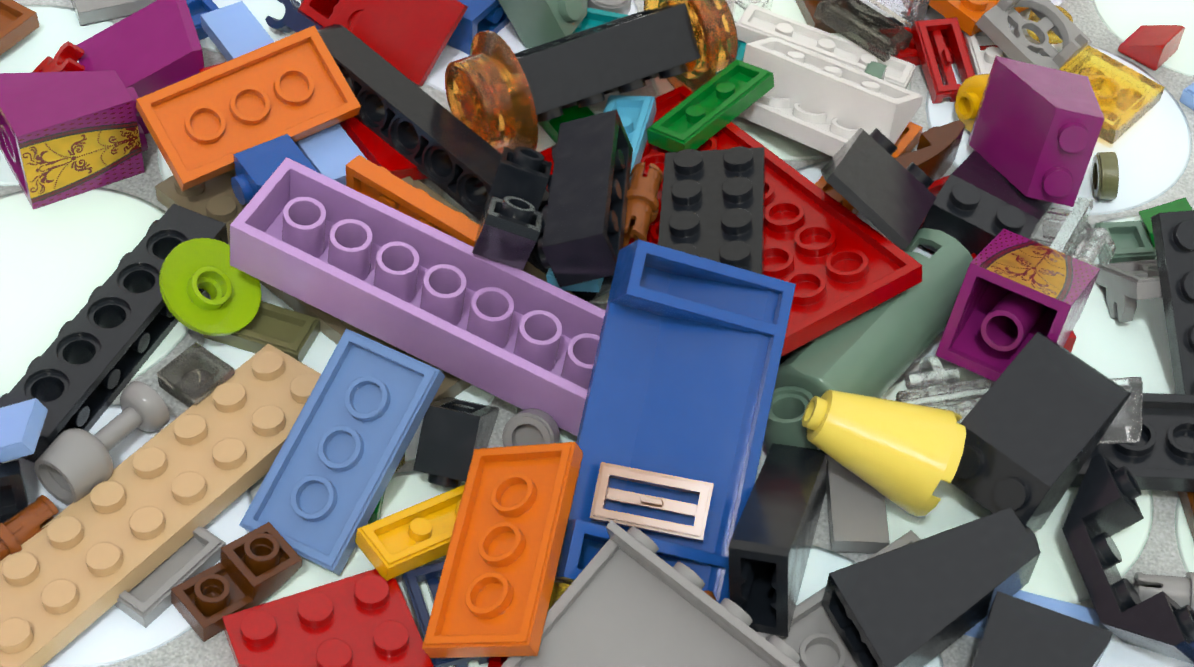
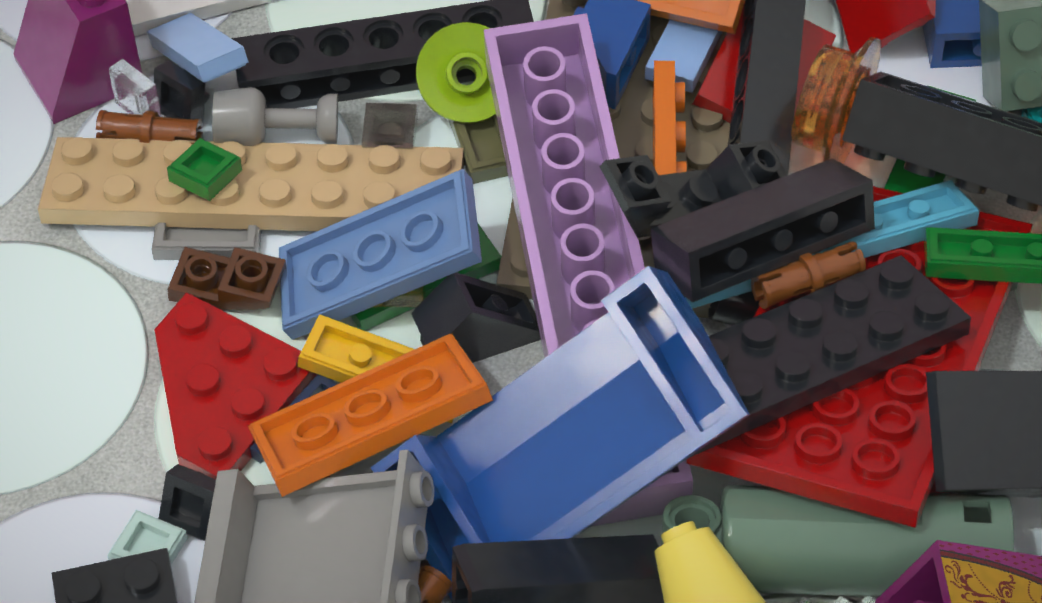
camera: 60 degrees right, 5 degrees up
(116, 517) = (204, 169): none -> green tile
(530, 428) = (516, 360): light grey tile -> none
(699, 511) = (516, 514): tile -> none

